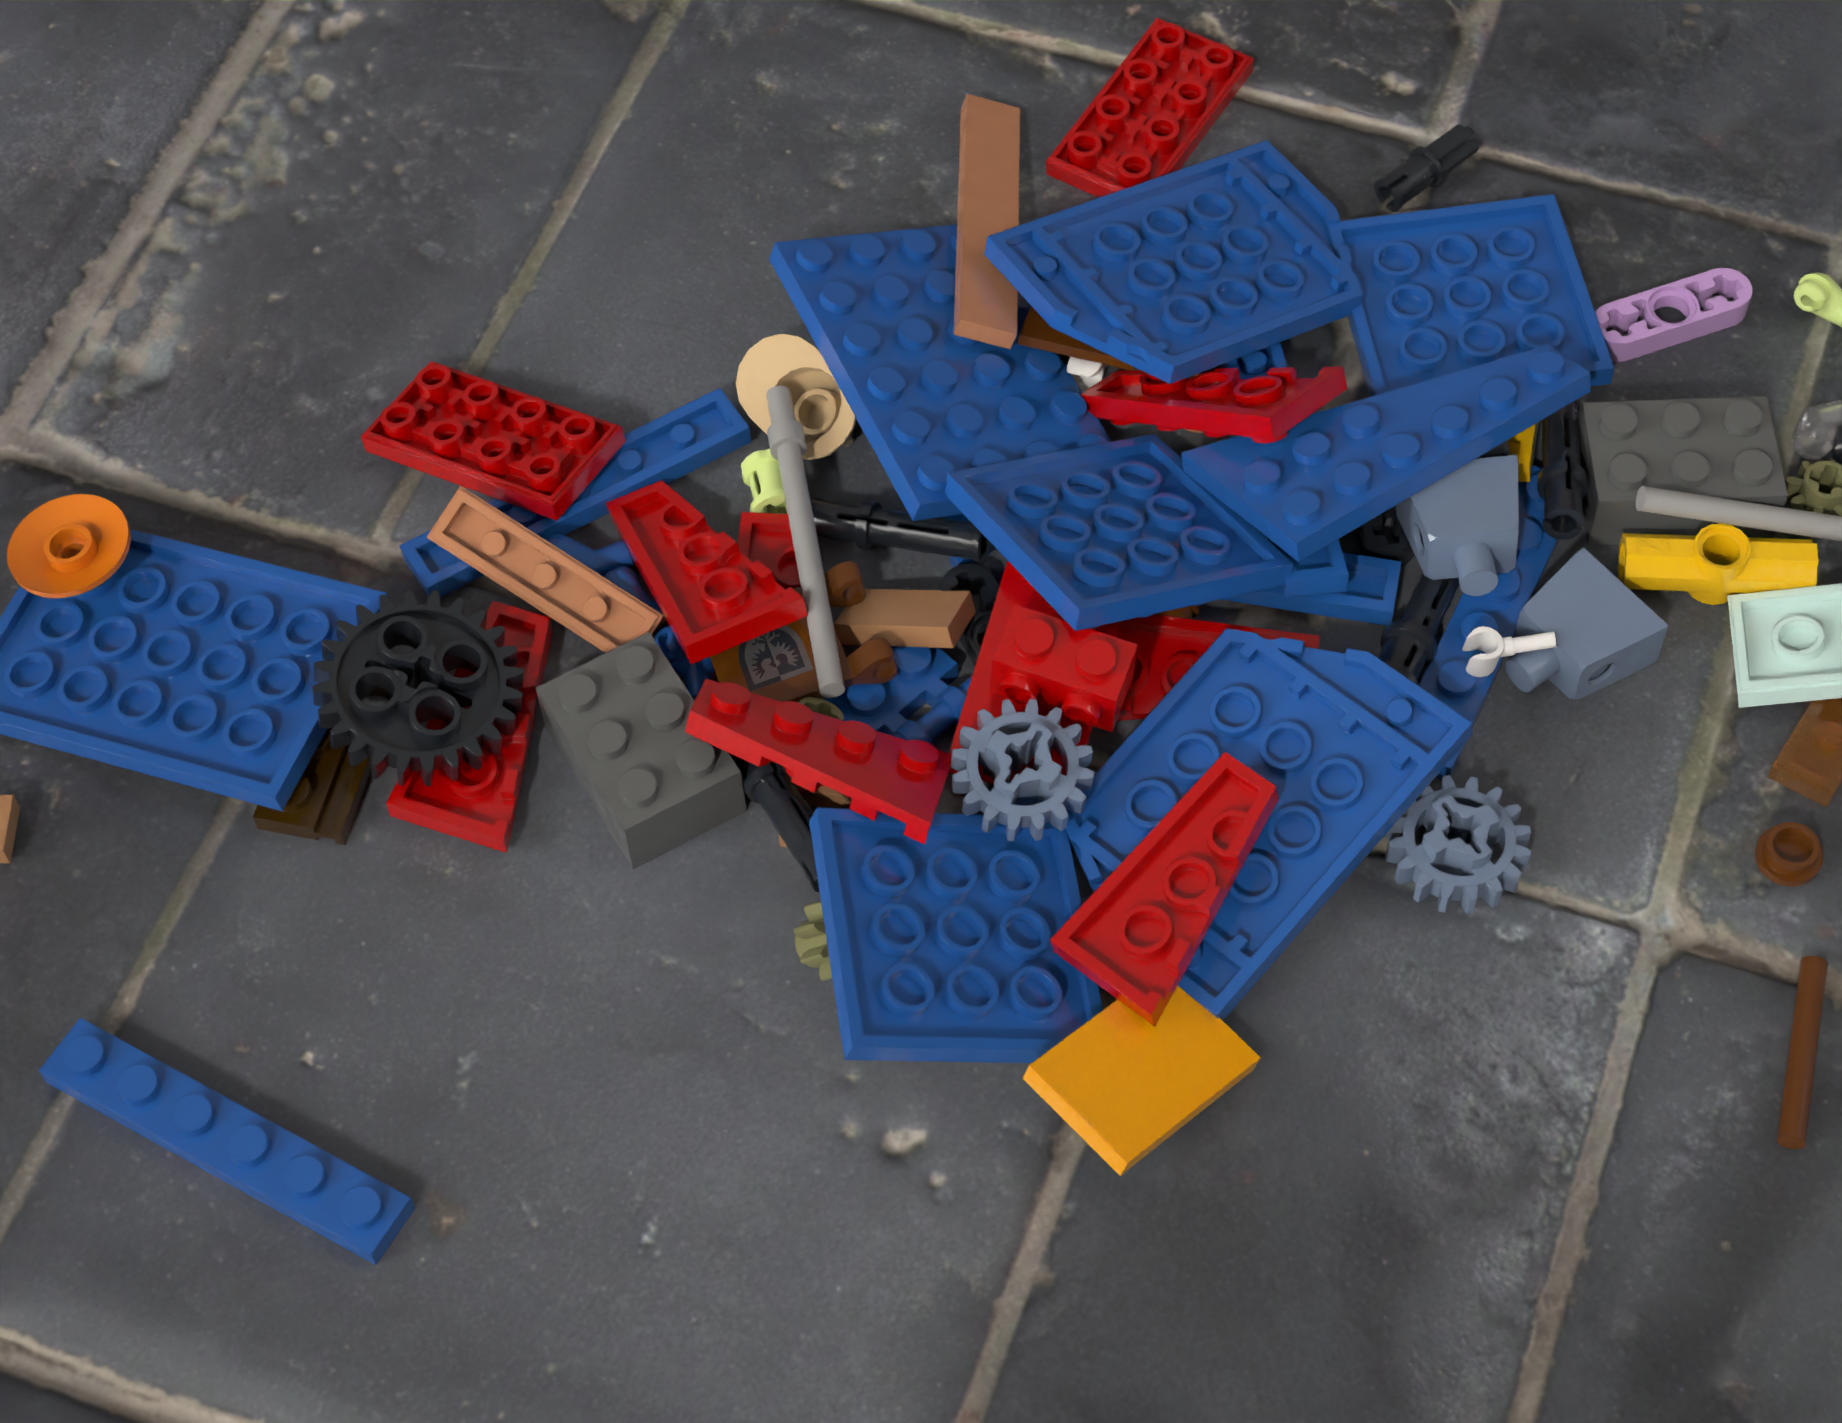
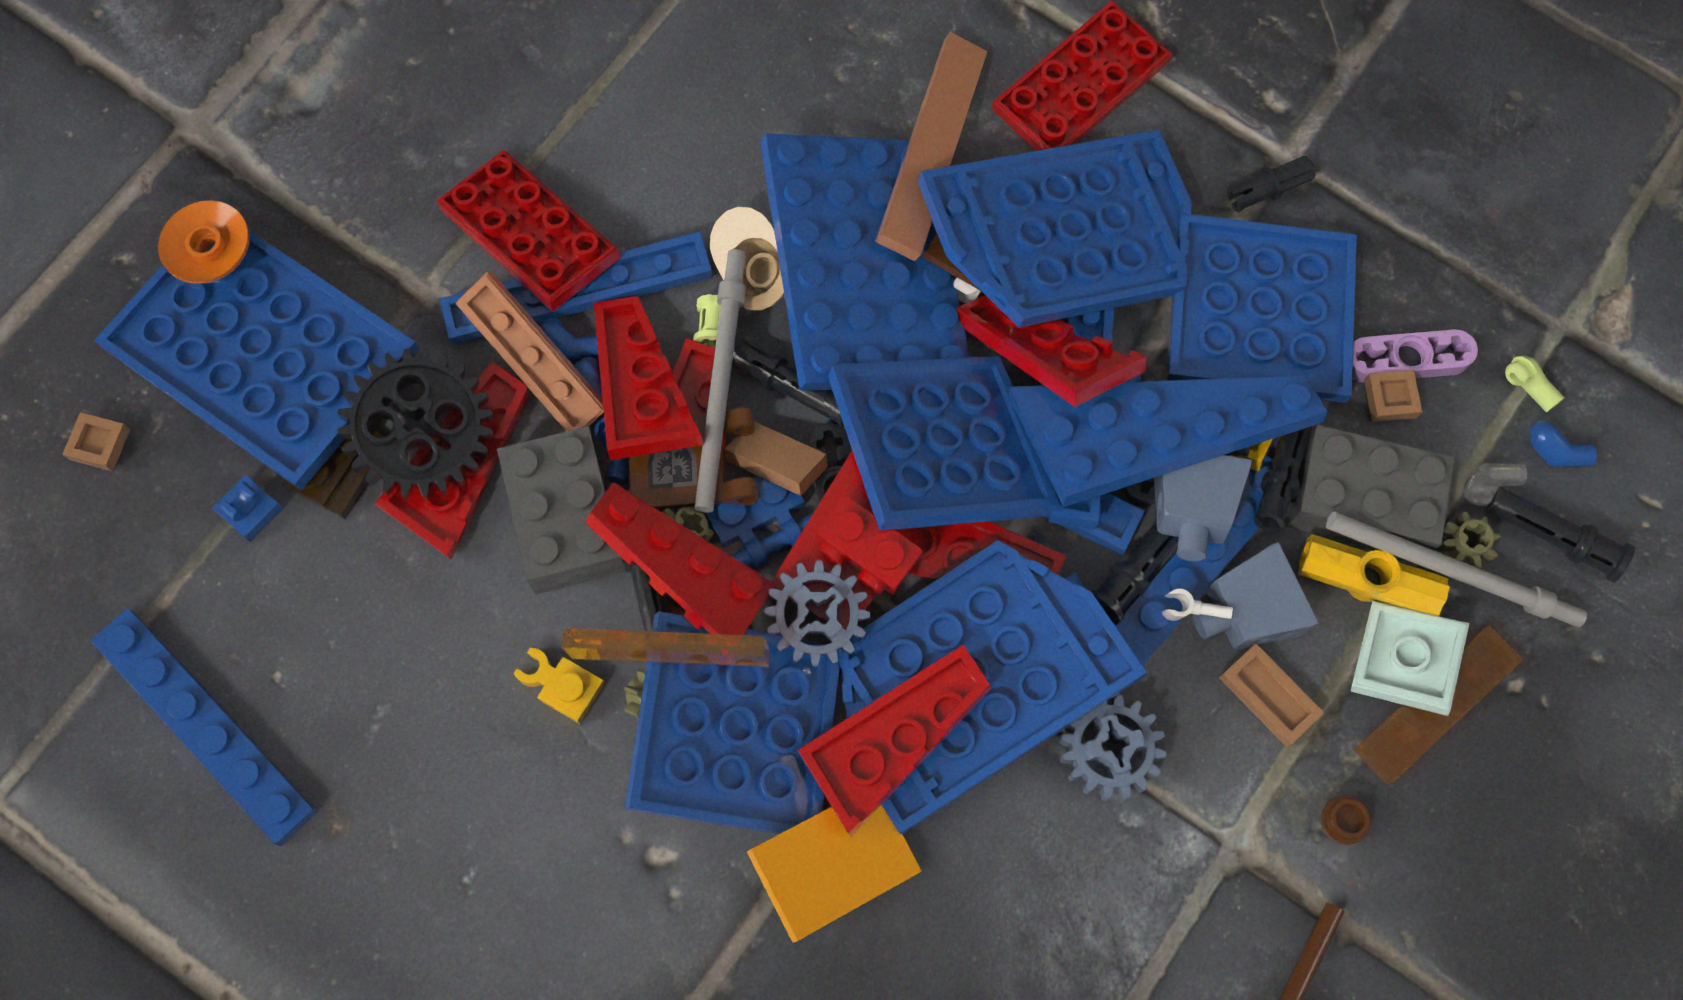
camera: 10 degrees right, 15 degrees up
(210, 860) = (247, 508): none -> blue tile
(709, 967) = (565, 688): none -> yellow plate
(843, 835) = (666, 647): none -> clear orange tile
(1640, 737) = (1271, 695): none -> medium nougat tile
(1666, 361) = (1393, 395): none -> medium nougat plate

